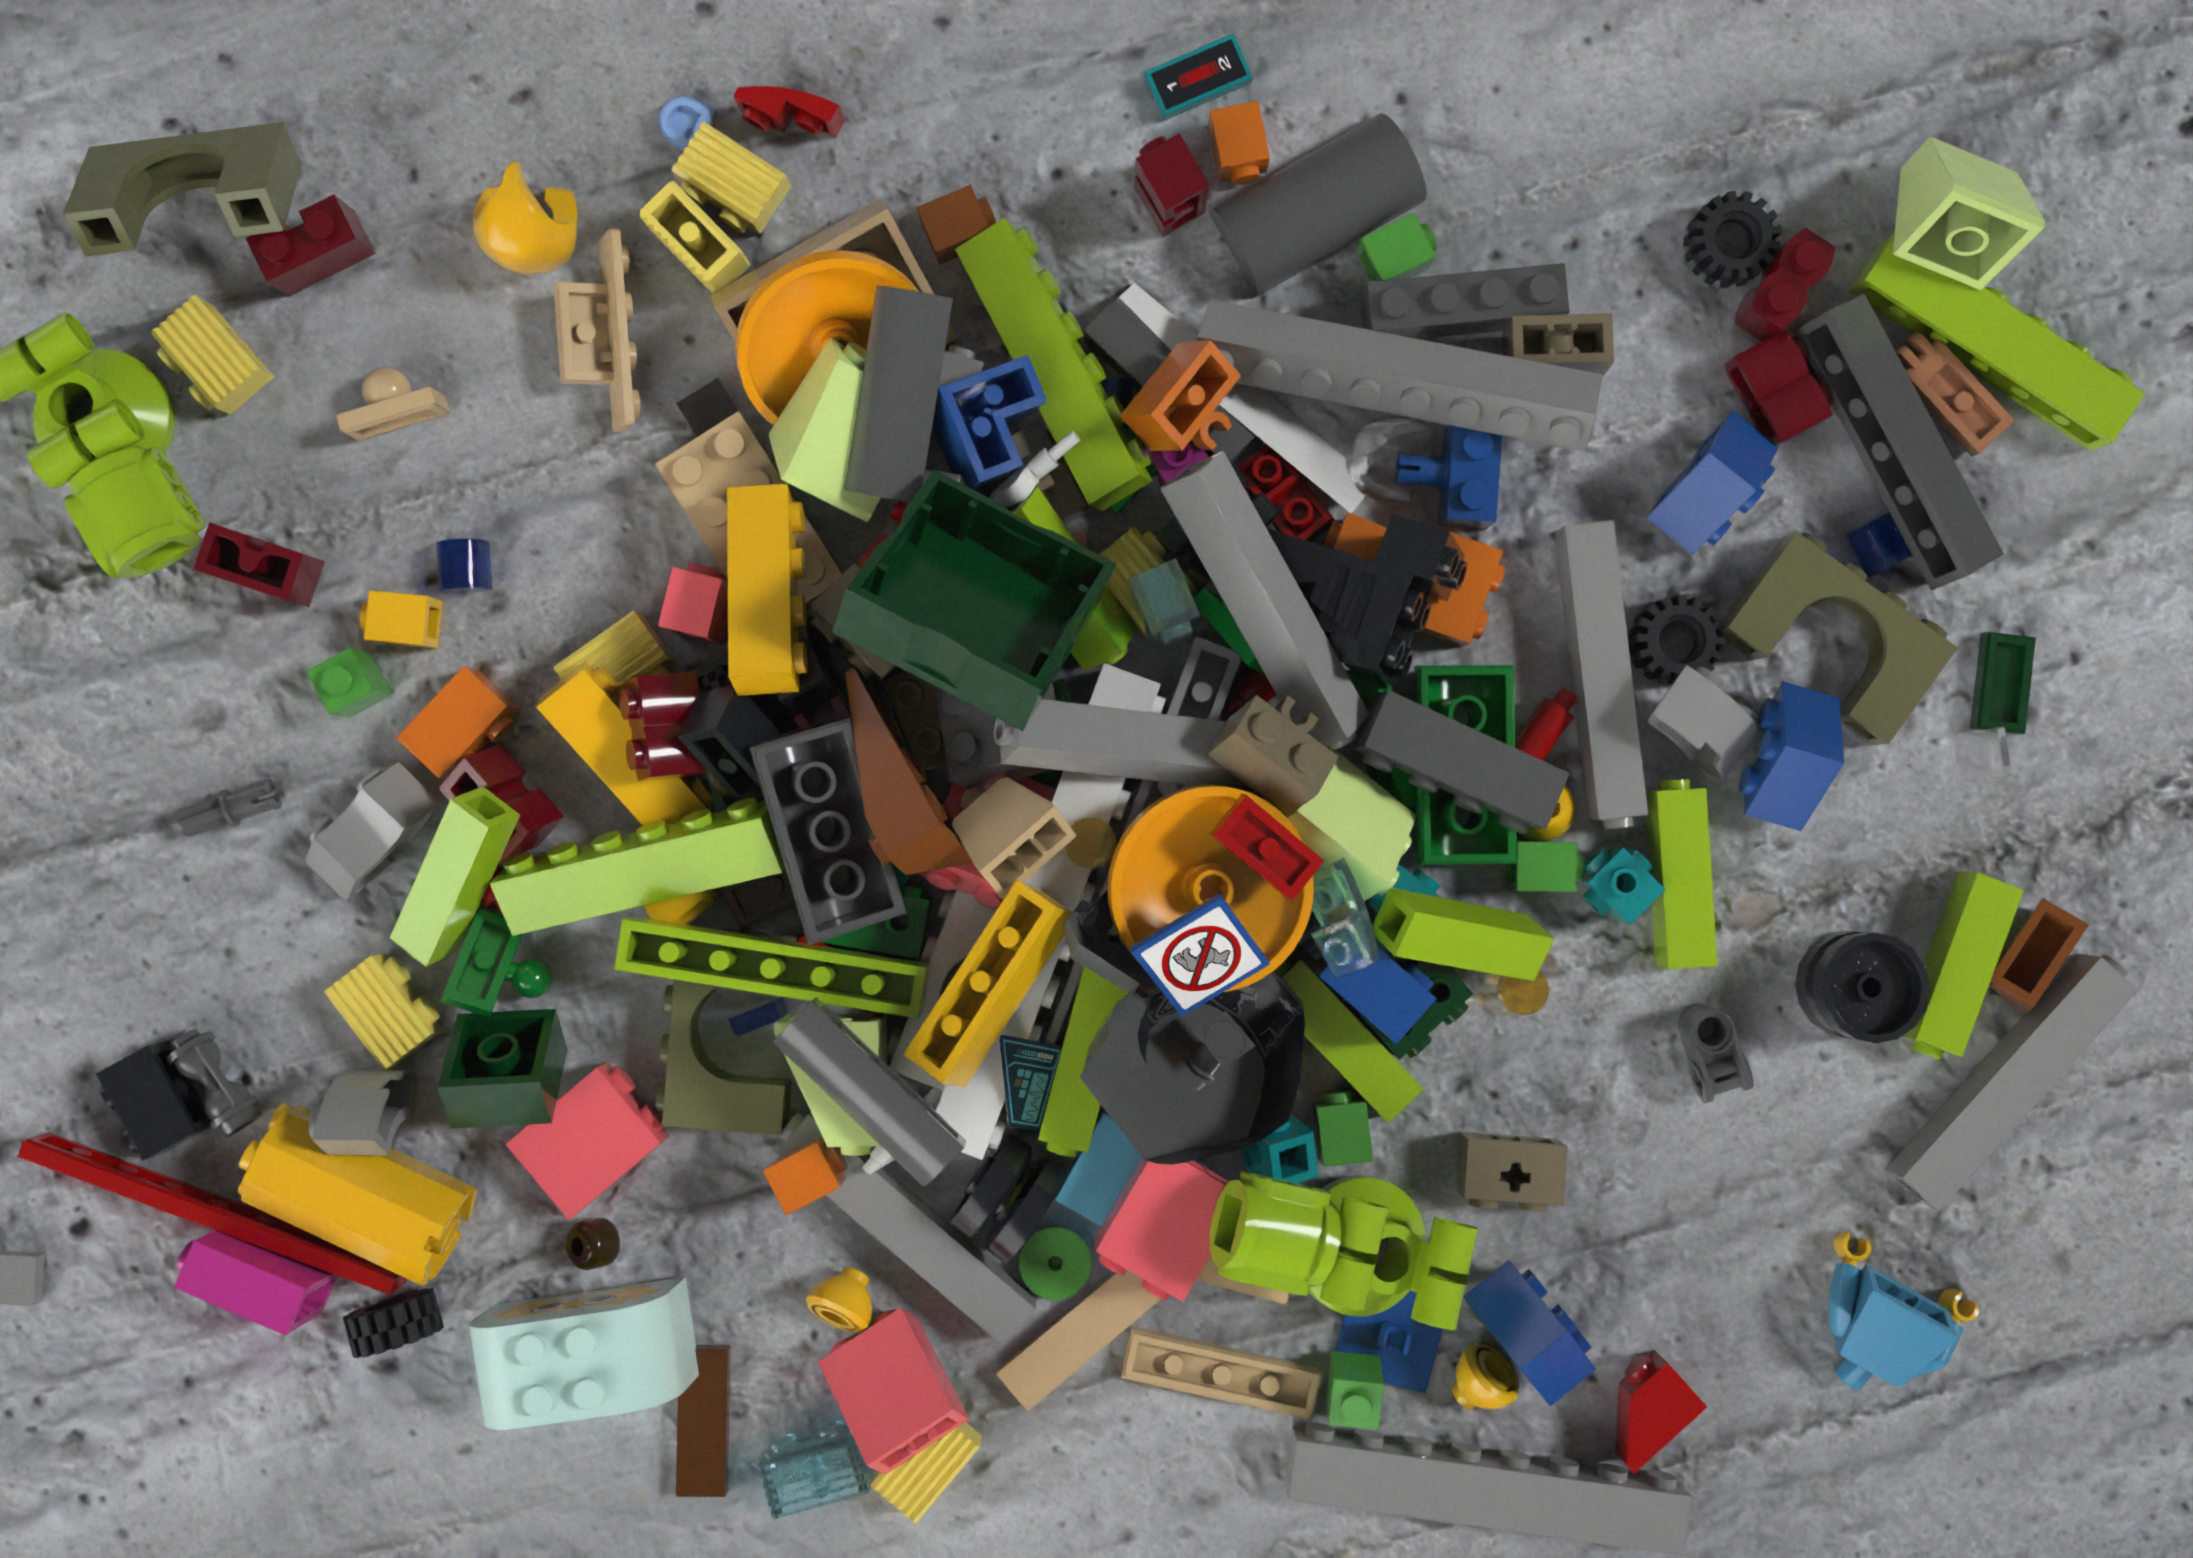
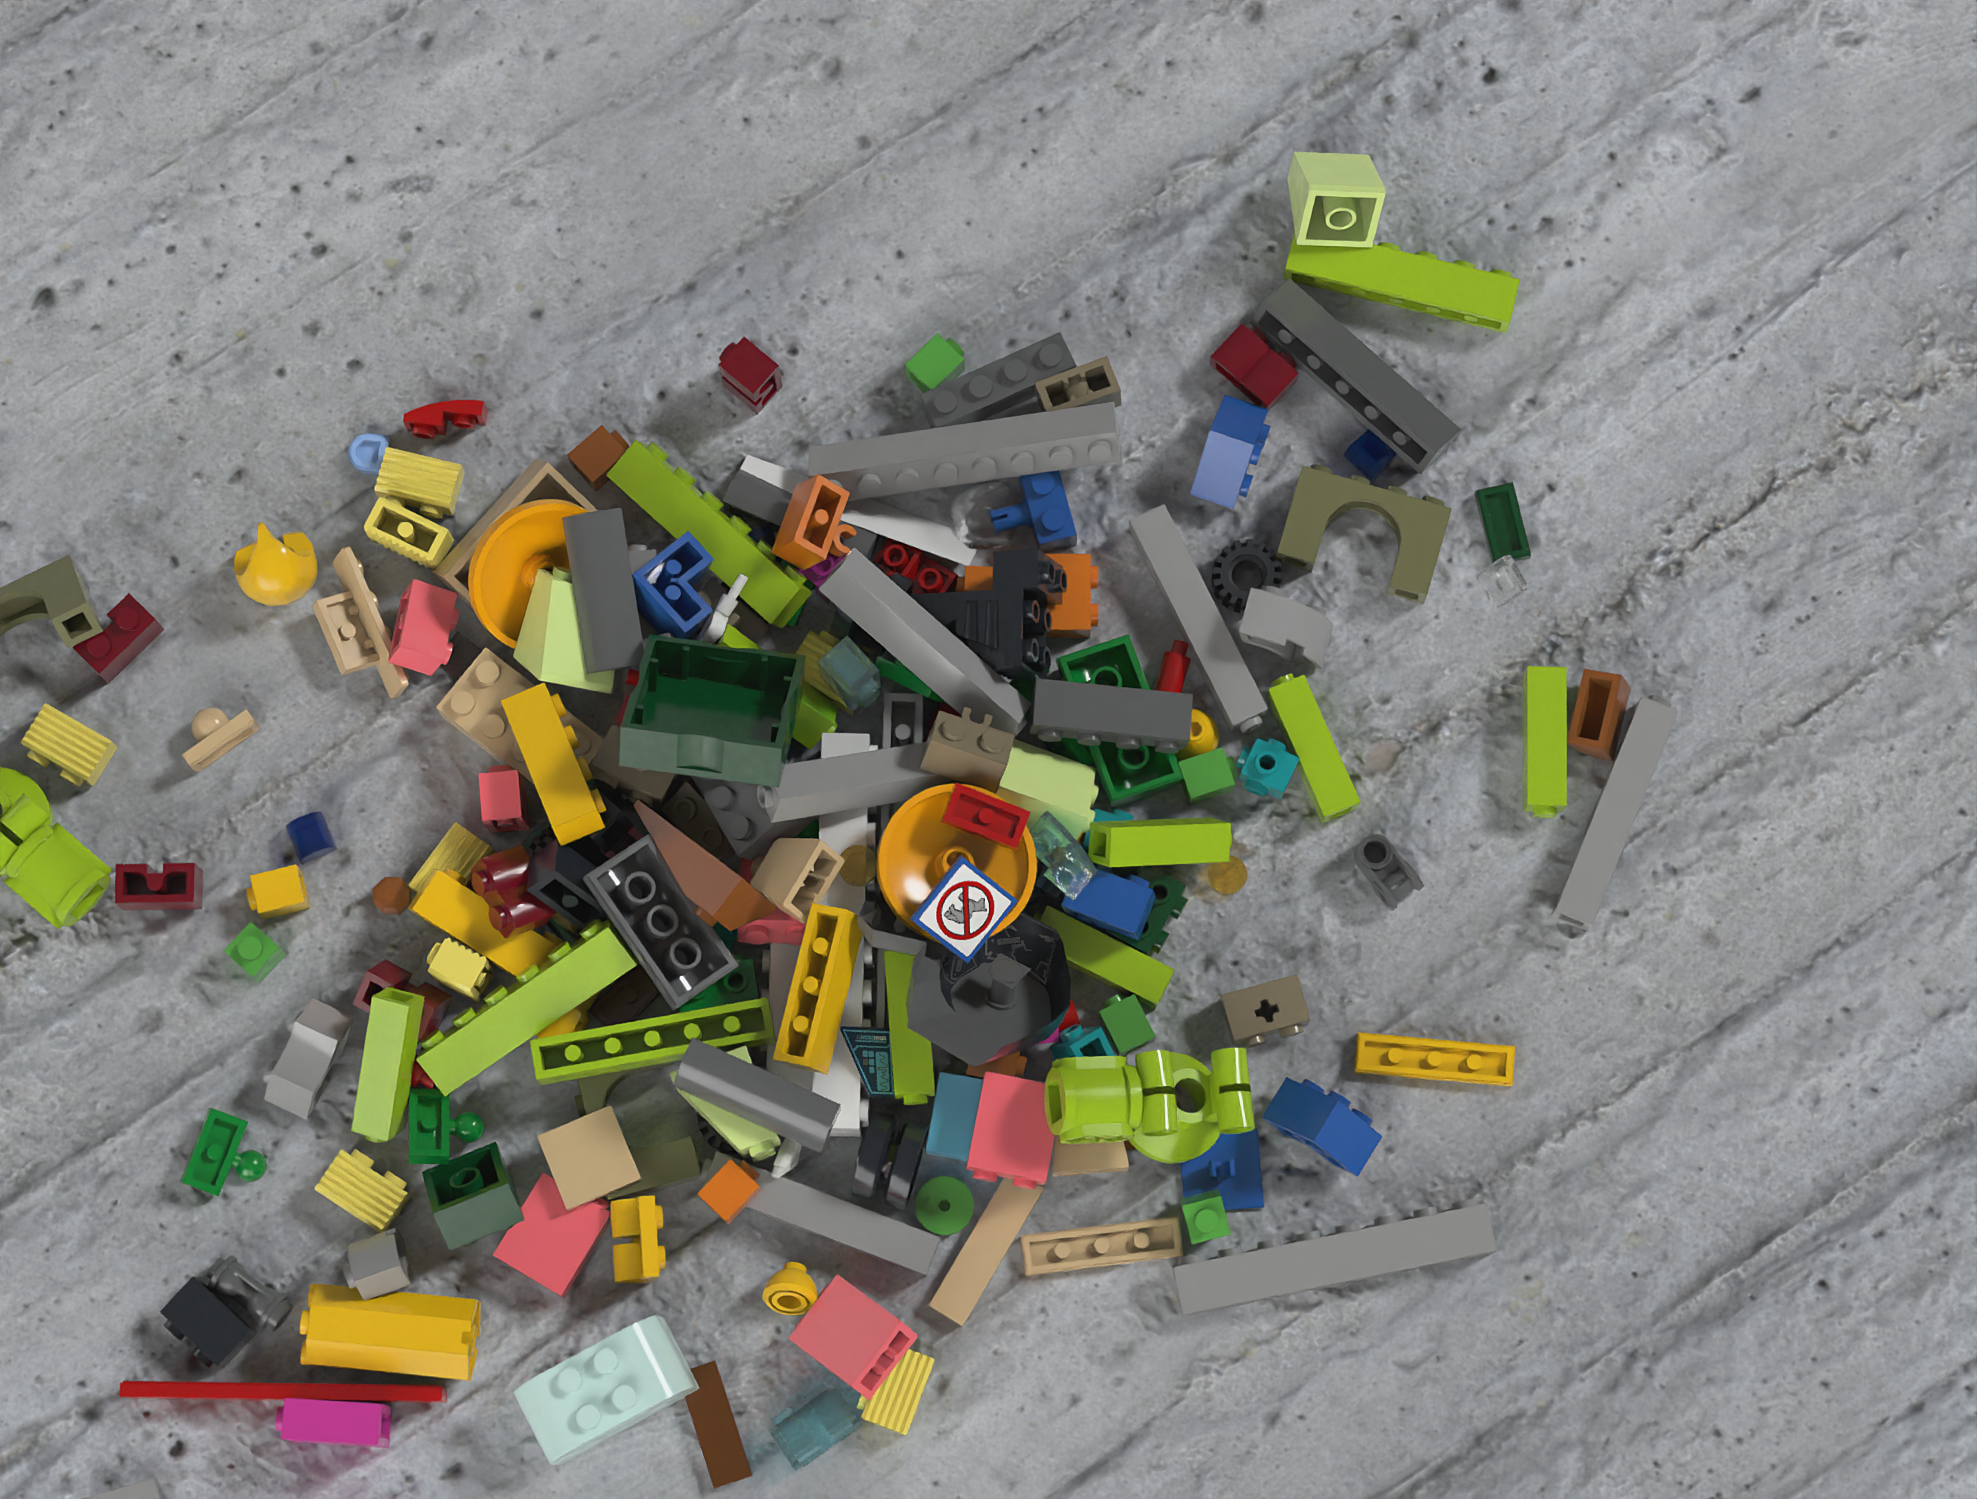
camera: 20 degrees left, 10 degrees down
(228, 808) = (190, 1082): dark grey axle -> none
(231, 902) = (217, 1152): none -> green plate
(393, 1322) = (451, 1423): black tyre -> none
(459, 722) = (348, 953): orange brick -> none
(534, 669) = (392, 896): none -> dark orange tile
(576, 793) = (460, 969): none -> light yellow brick
(593, 1243) = (584, 1313): dark brown piece -> none
(654, 1072) = (589, 1158): none -> tan tile
(674, 360) = (424, 627): none -> coral brick
(675, 1208) = (643, 1258): none -> yellow plate
(758, 1017) = (652, 1096): clear blue tile -> none
(1198, 77) = (743, 289): tile -> none
(1238, 143) = (790, 327): orange brick -> none
(1321, 203) = (866, 350): dark grey brick -> none
(1484, 1378) = (1301, 1175): yellow brick -> none
(1651, 1409) = (1436, 1151): red slope -> none
(1687, 1292) = (1434, 1059): none -> yellow tile
(1754, 221) = (1181, 250): black tyre -> none
(1785, 285) = (1230, 291): dark red brick -> none
(1795, 758) = (1362, 629): blue brick -> none
(1862, 986) = (1458, 796): black wheel -> none
(1888, 1326) = (1589, 1025): dark azure torso -> none
(1953, 394) = (1384, 327): nougat hinge -> none

